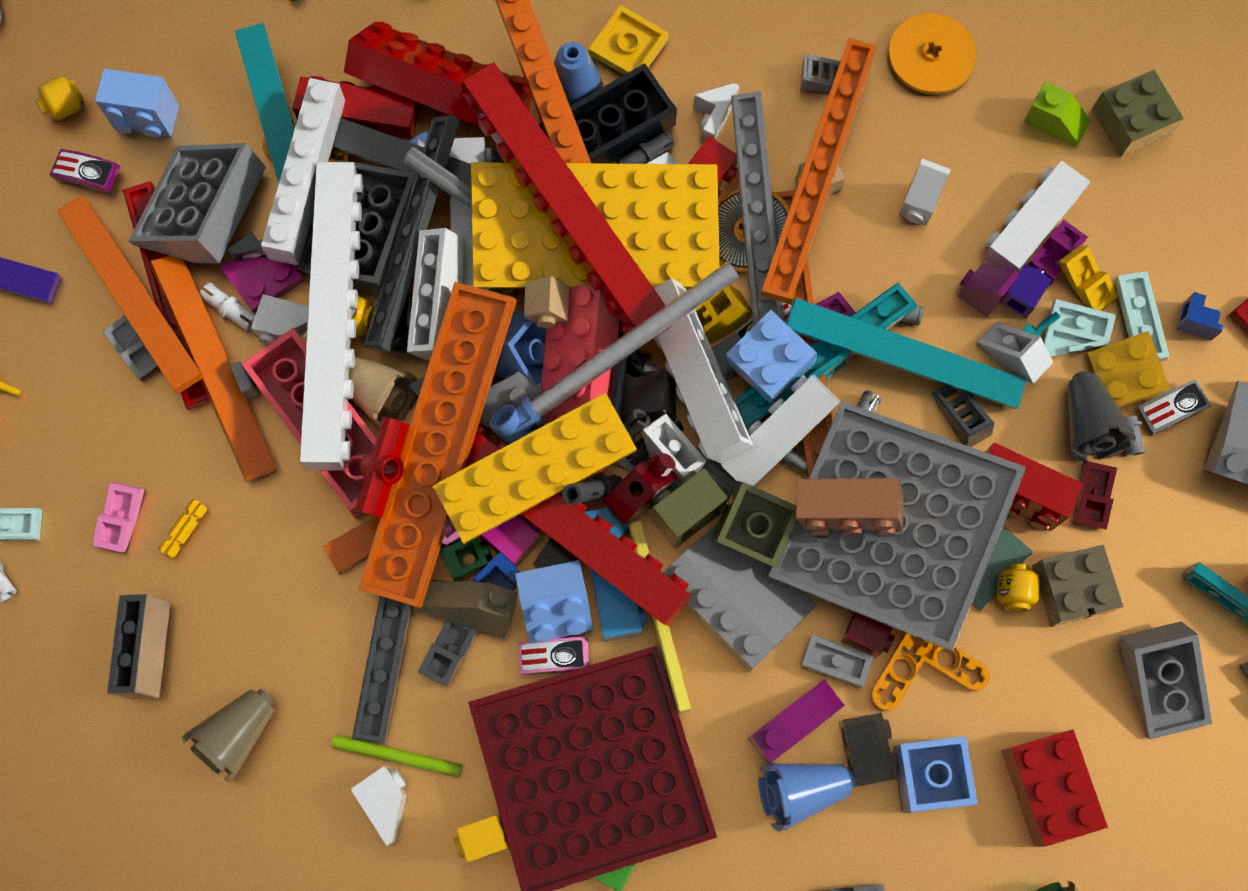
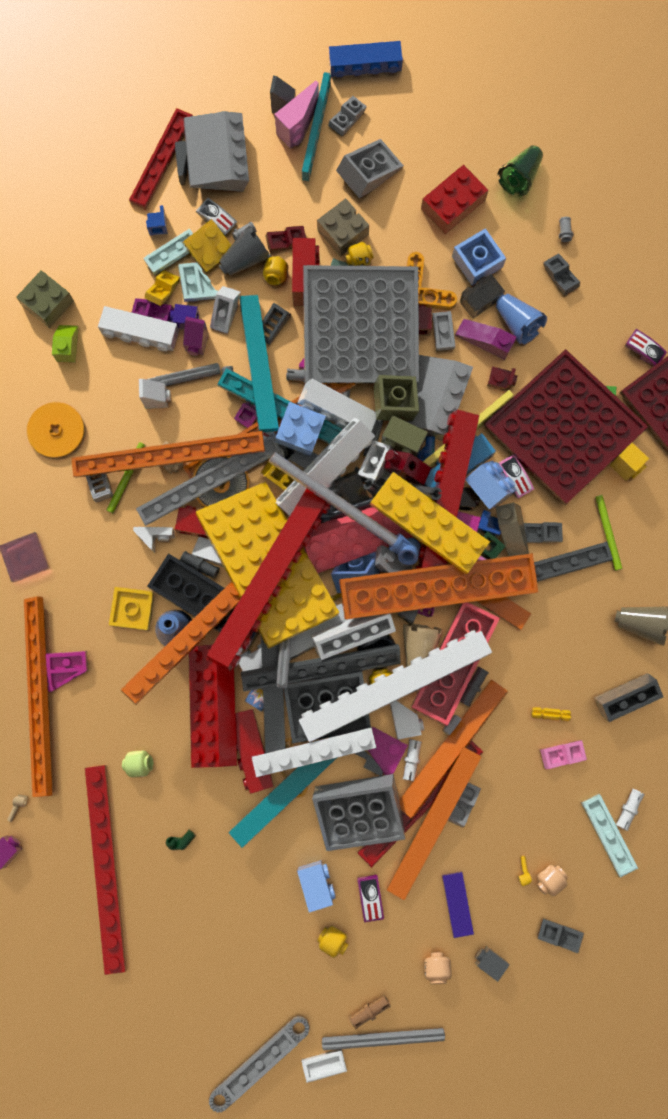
camera: 115 degrees left, 5 degrees up
(279, 437) = (474, 686): none -> dark grey pin
(382, 467) = (470, 608): red piece -> none
(383, 801) = (636, 526): white slope -> none
(546, 302) = (328, 566): tan brick -> none
(658, 545) = (428, 449): none -> blue arm
(718, 715) = (502, 378): none -> dark red bracket
(813, 108) = (121, 487): none -> lime bar
(850, 506) = (368, 346): nougat brick -> none
(935, 252) = (187, 375): none -> light grey axle
(1042, 326) = (209, 304): teal hand -> none
(1048, 449) = (275, 270): none -> yellow head

